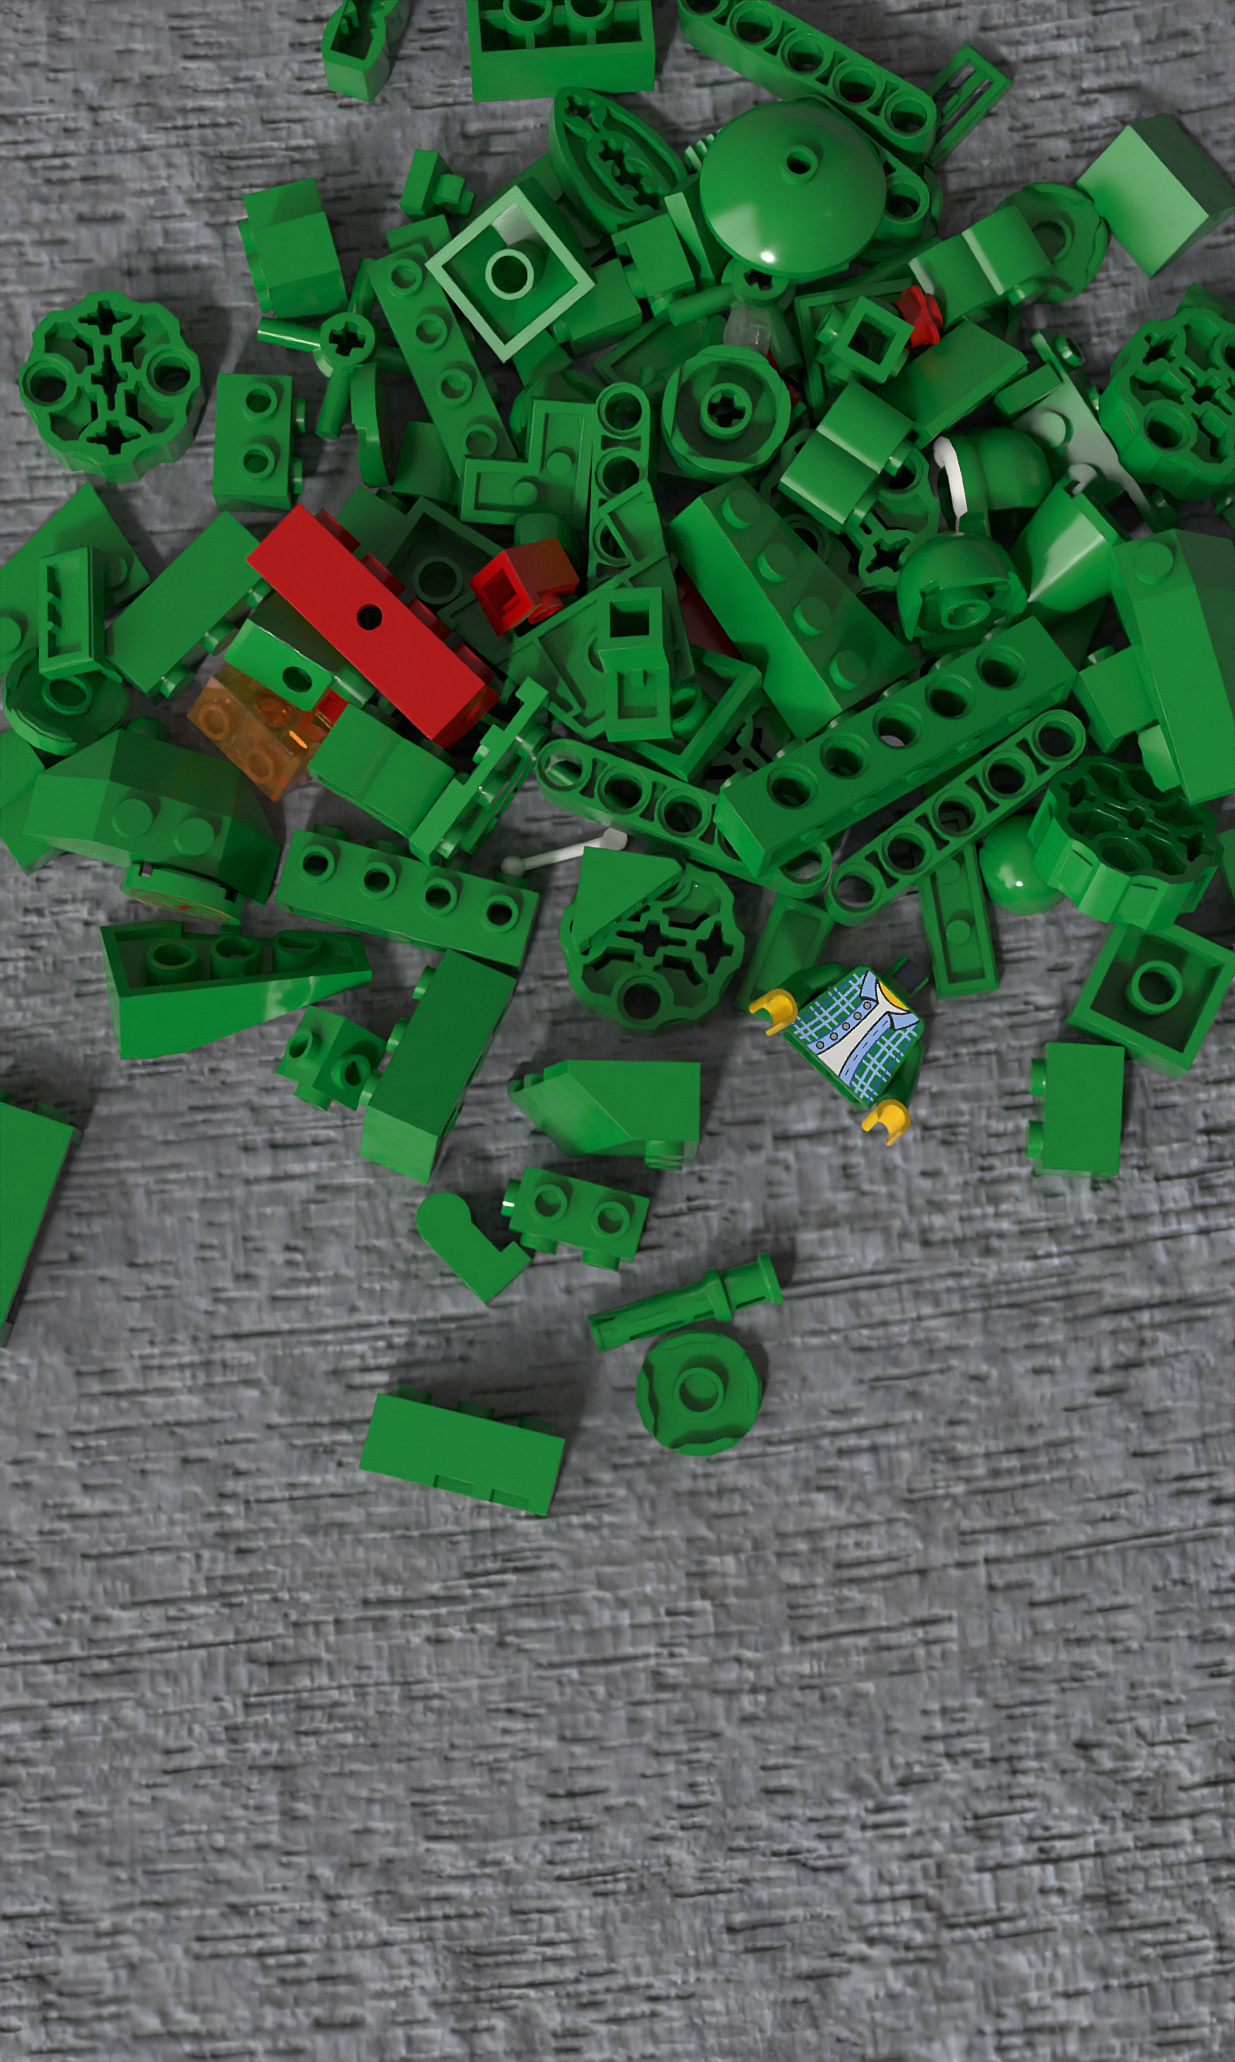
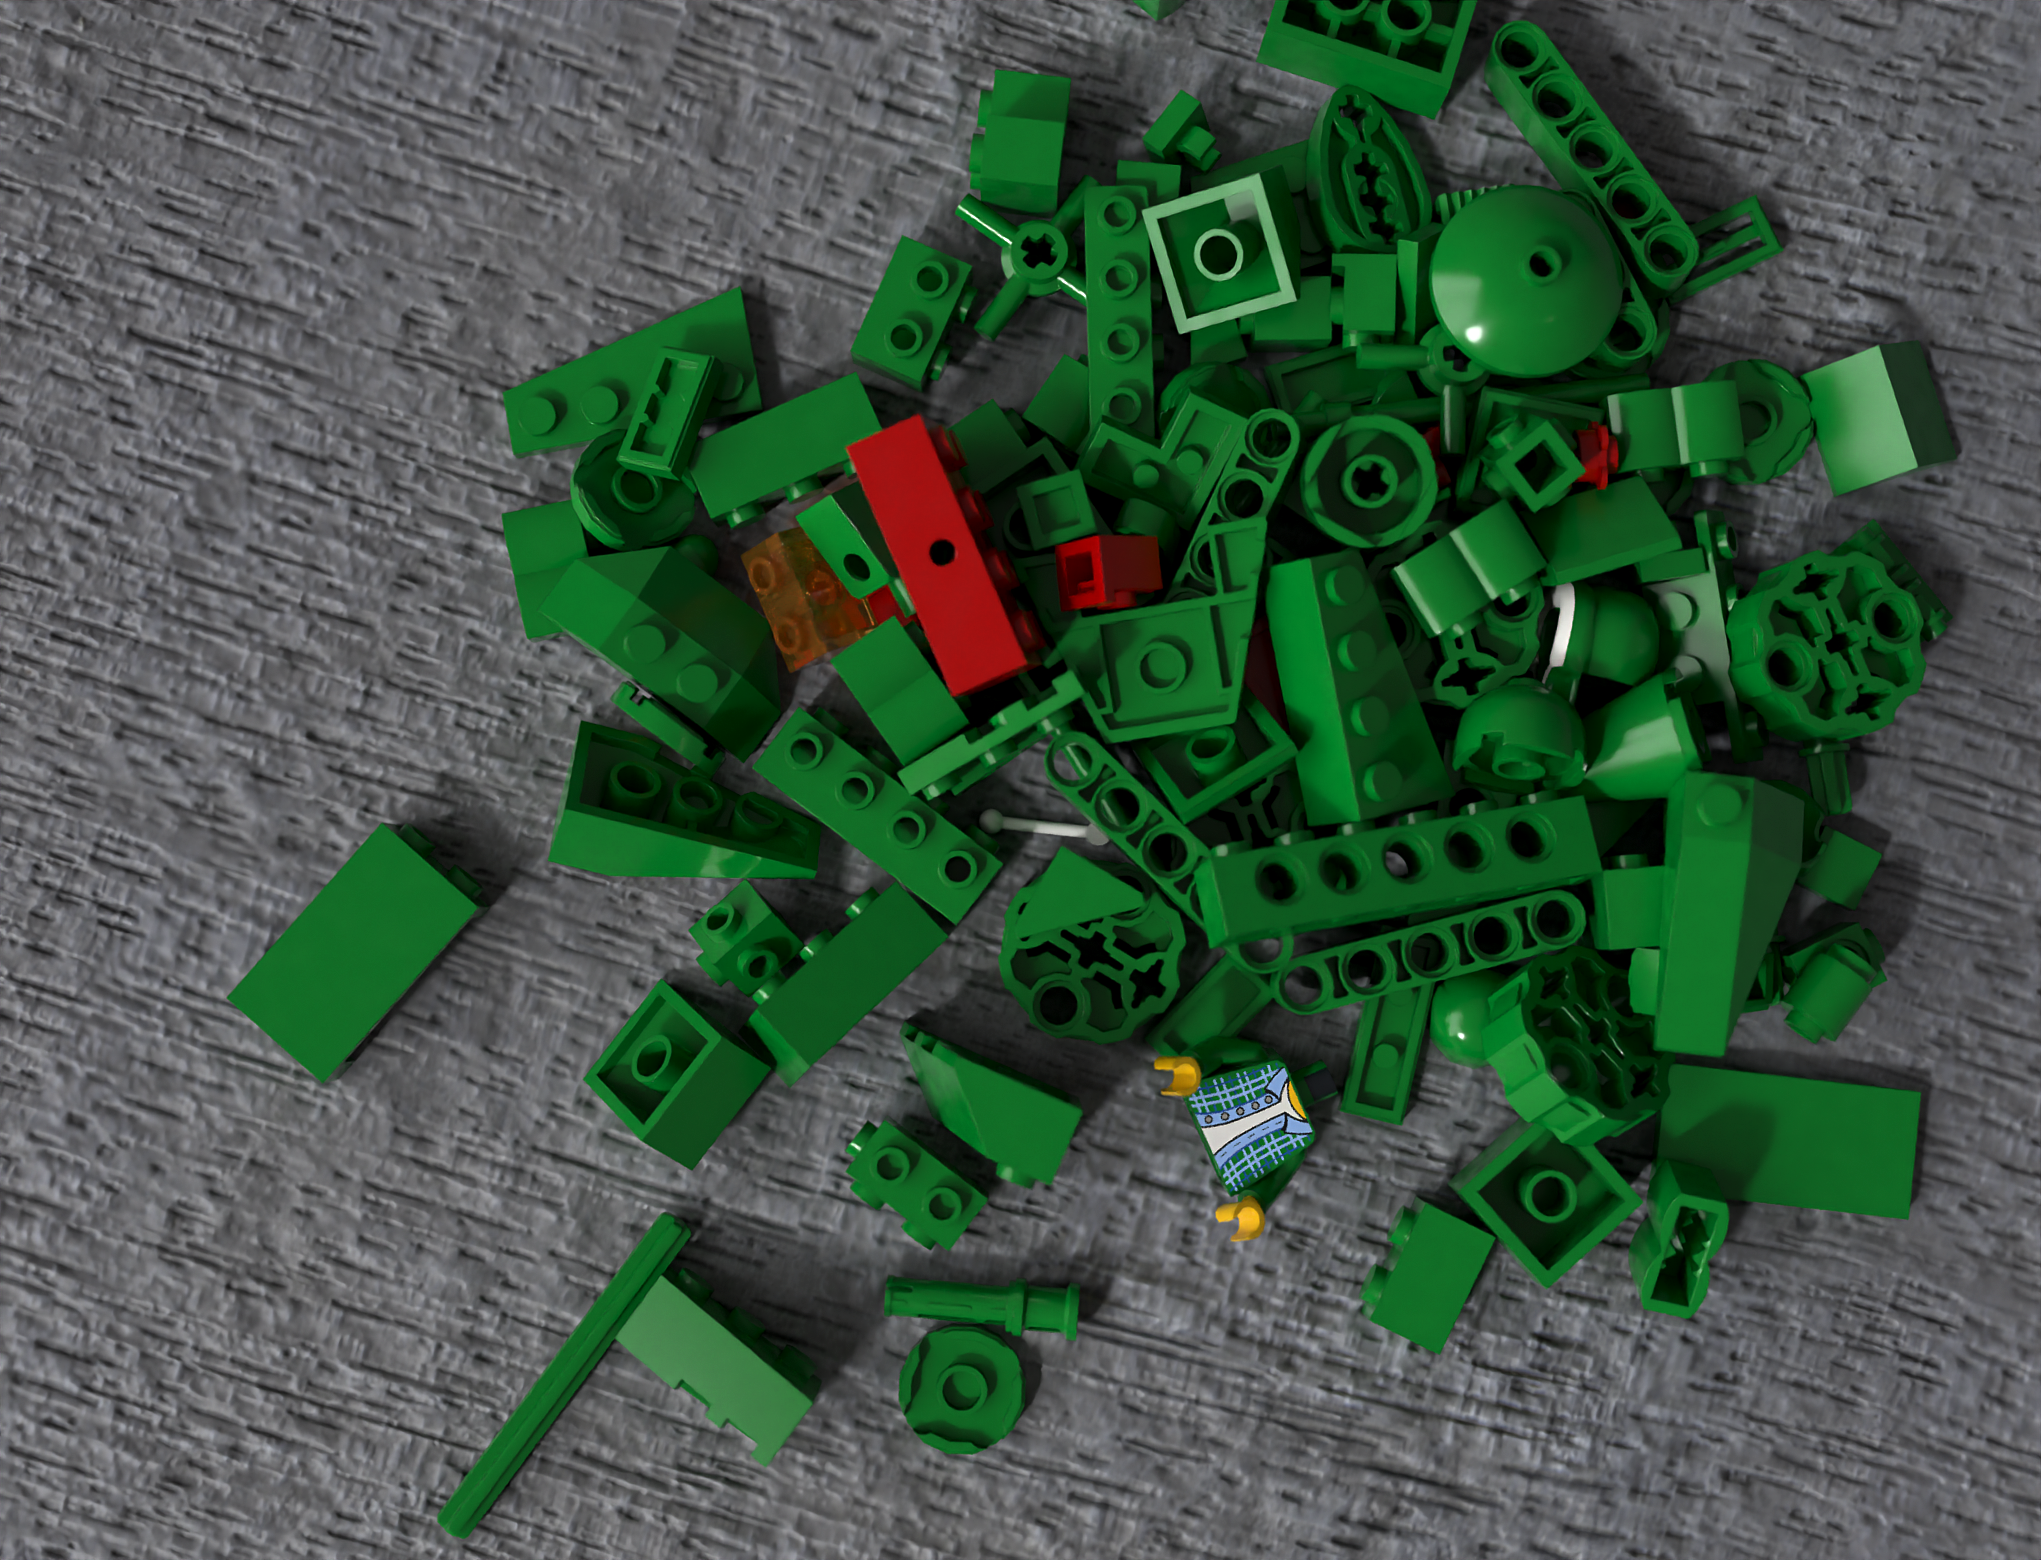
camera: 20 degrees right, 5 degrees up
(158, 351) = (856, 185): green connector -> none
(318, 1209) = (676, 1075): none -> green slope
(324, 1533) = (563, 1375): none -> green axle
(374, 424) = (1029, 345): green tile -> none
(450, 1232) = (799, 1169): green leg -> none
(455, 550) = (1056, 511): none -> green tile
(637, 663) = (1180, 698): green brick -> none
(749, 328) = (1424, 405): clear tile -> none

